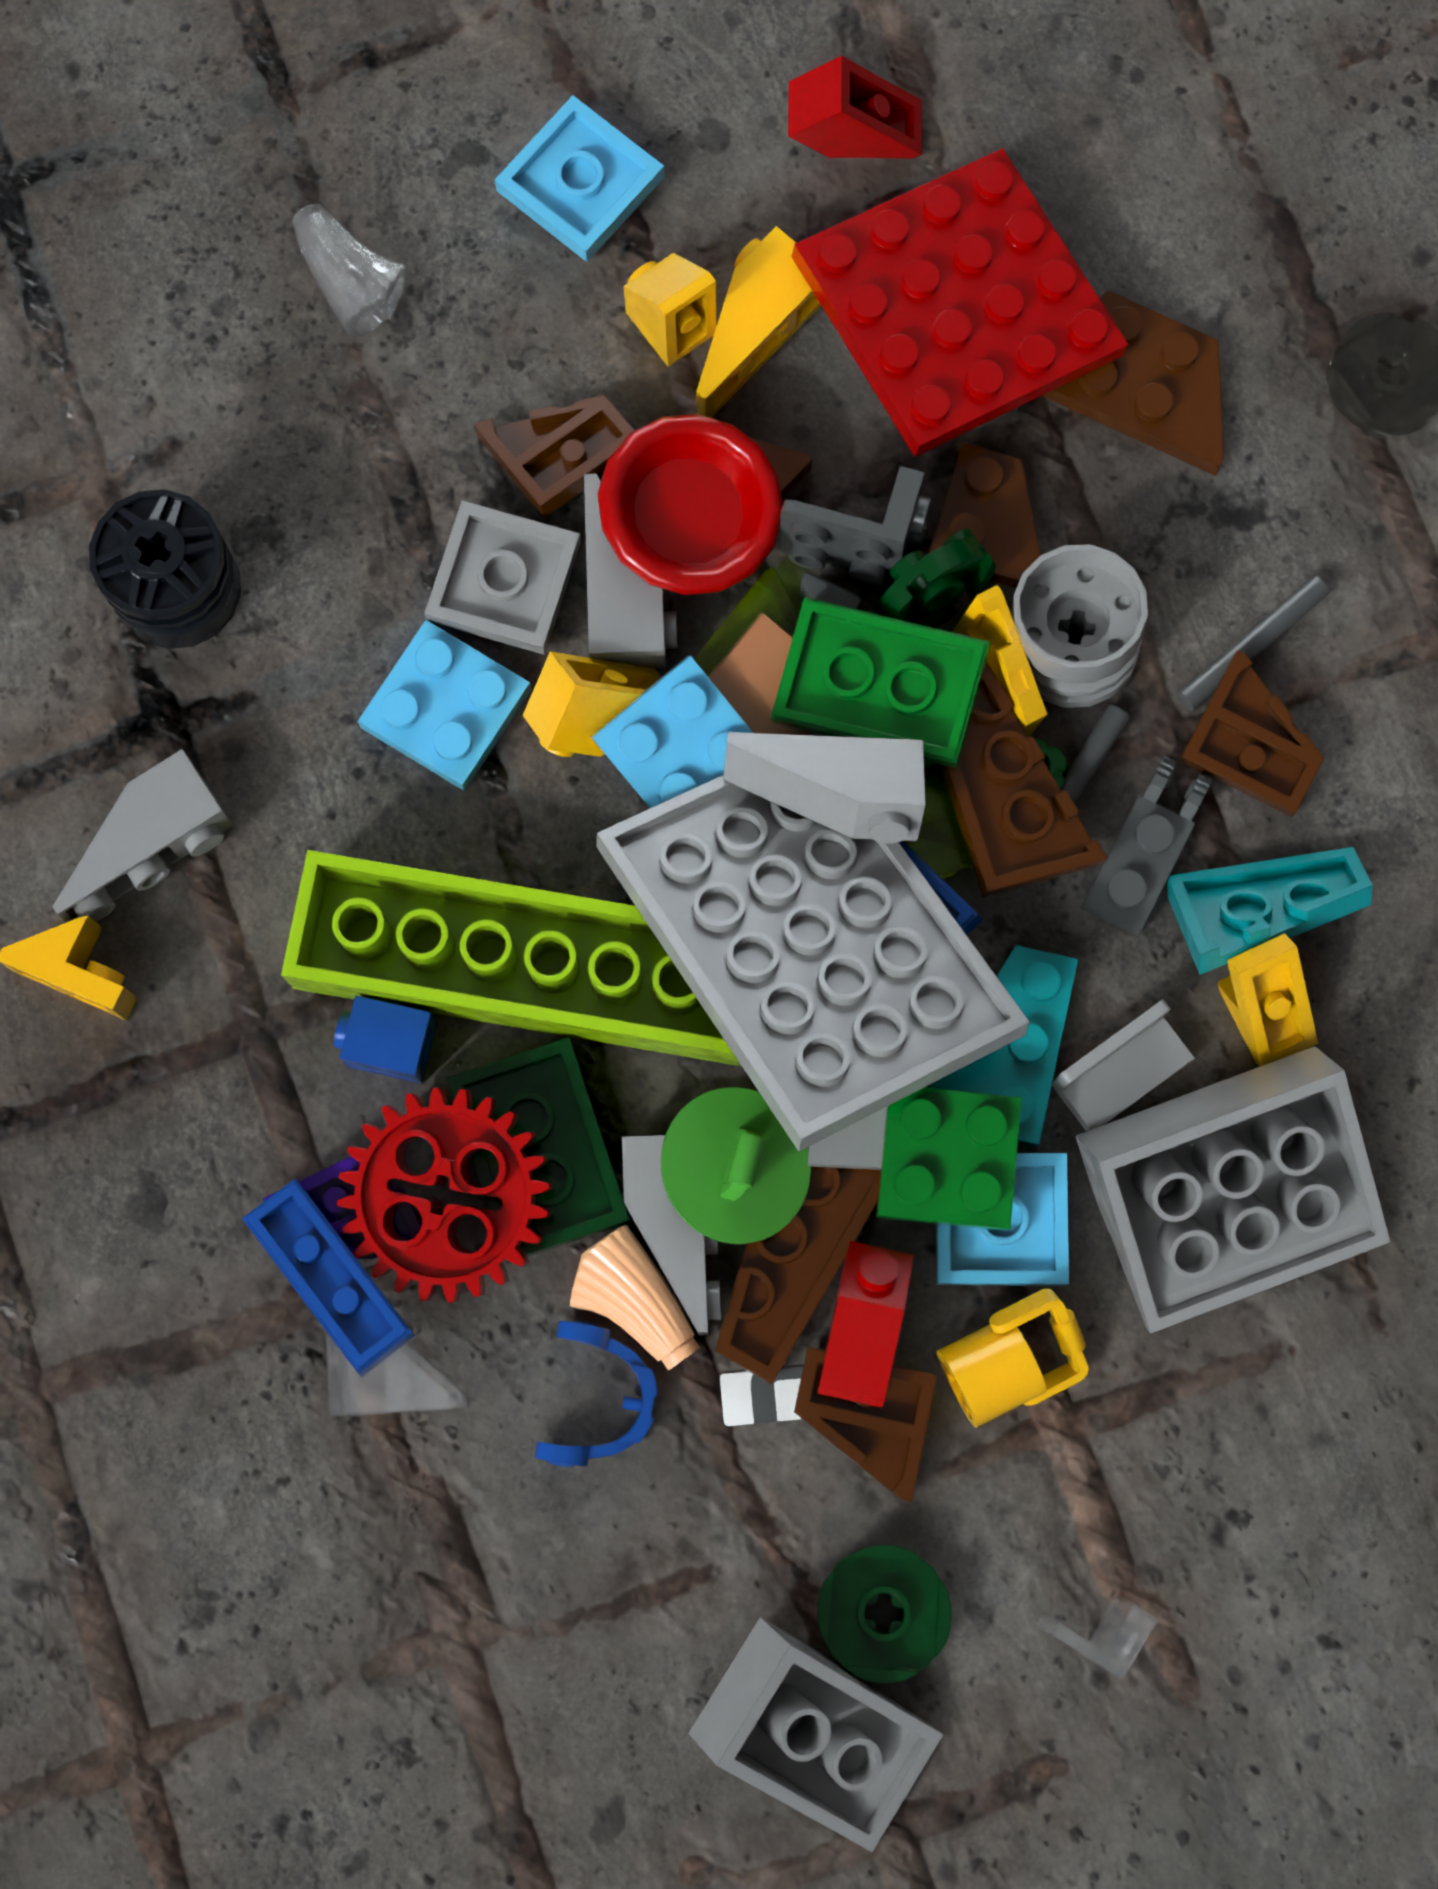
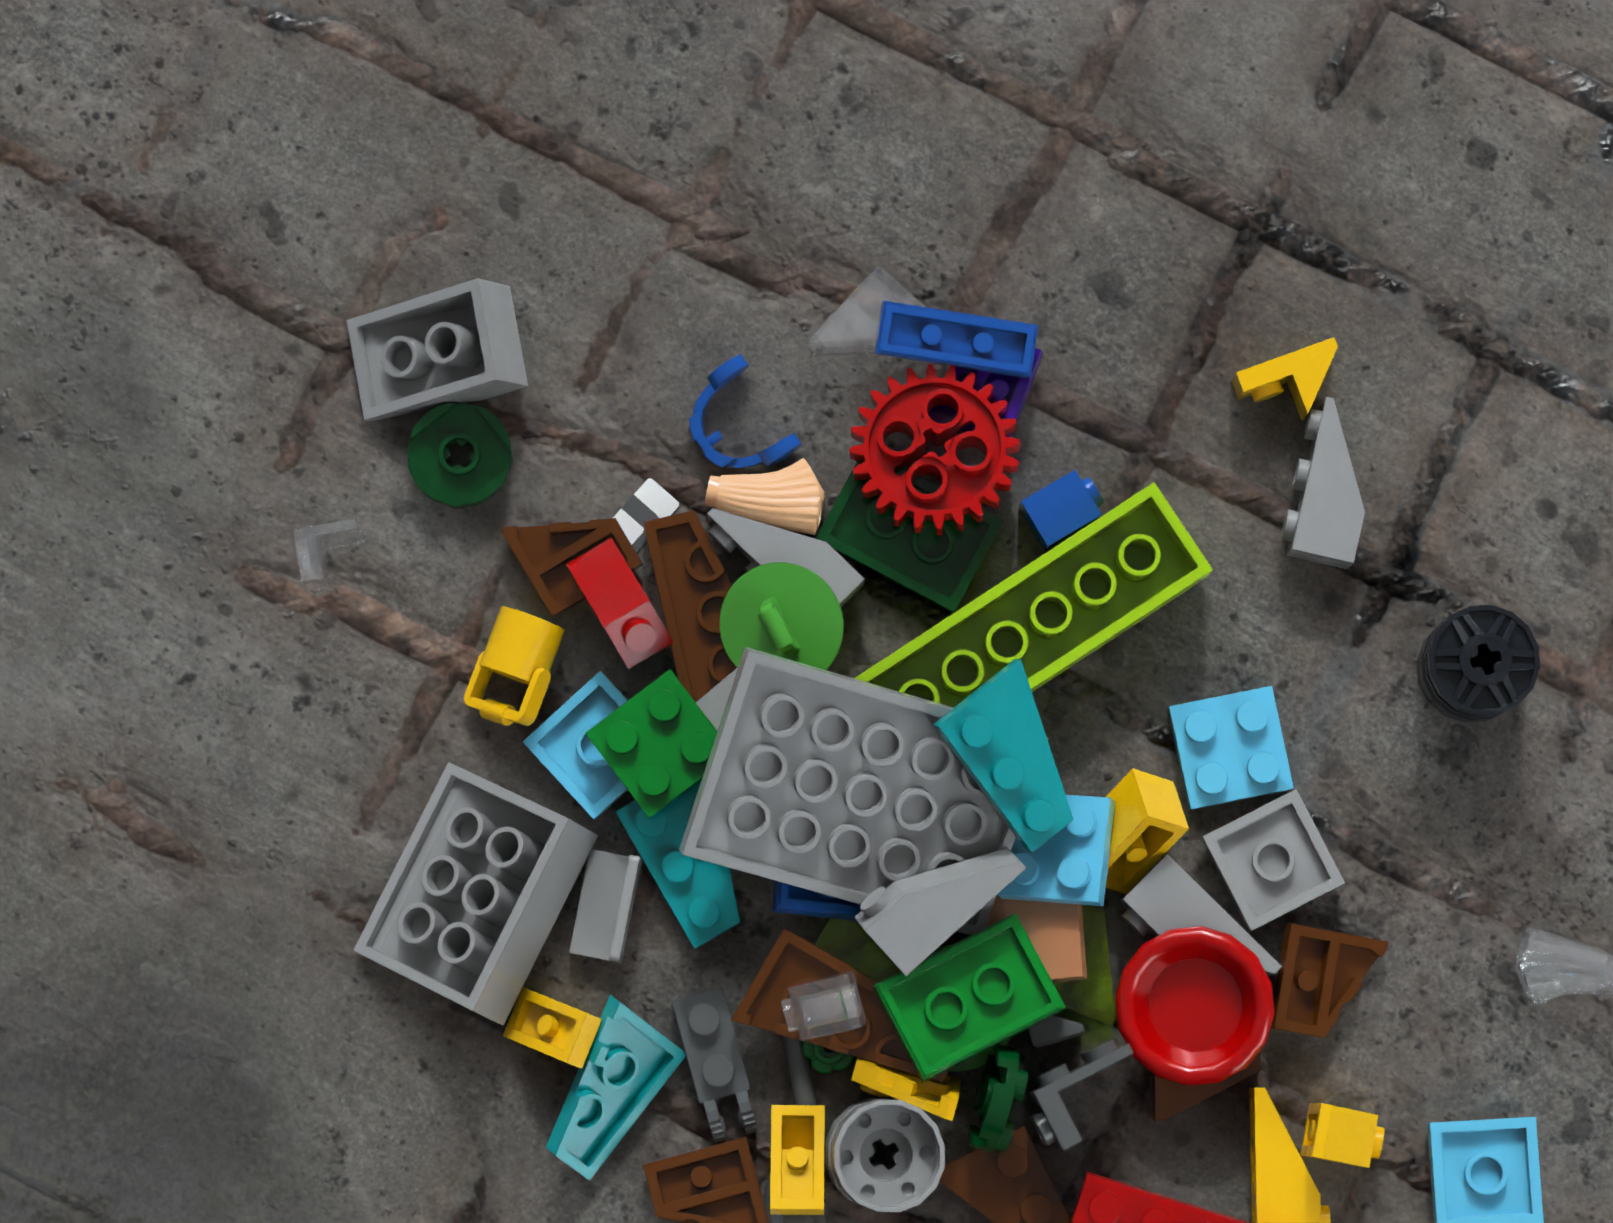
camera: 135 degrees right, 5 degrees up
(647, 847) = (1009, 756): none -> teal wing
(1019, 777) = (824, 1006): none -> clear slope
(1157, 689) = (797, 1159): none -> yellow slope

